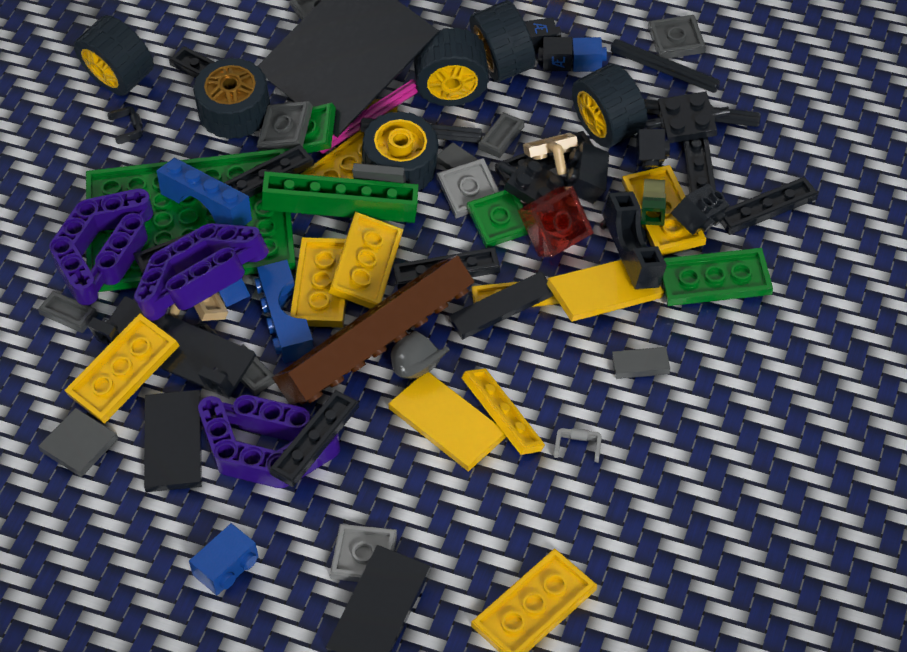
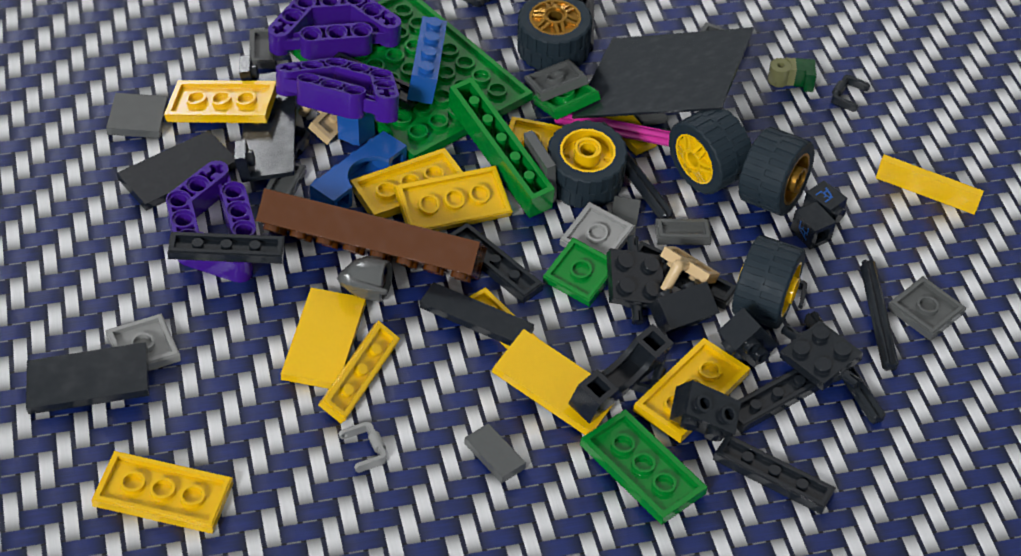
camera: 50 degrees right, 5 degrees down
(224, 559) = (75, 253): blue brick -> none
(291, 162) = (500, 95): black tile -> none
(555, 221) = (596, 306): clear red brick -> none
(588, 54) = (833, 247): blue brick -> none
(653, 200) = (691, 366): leg -> none

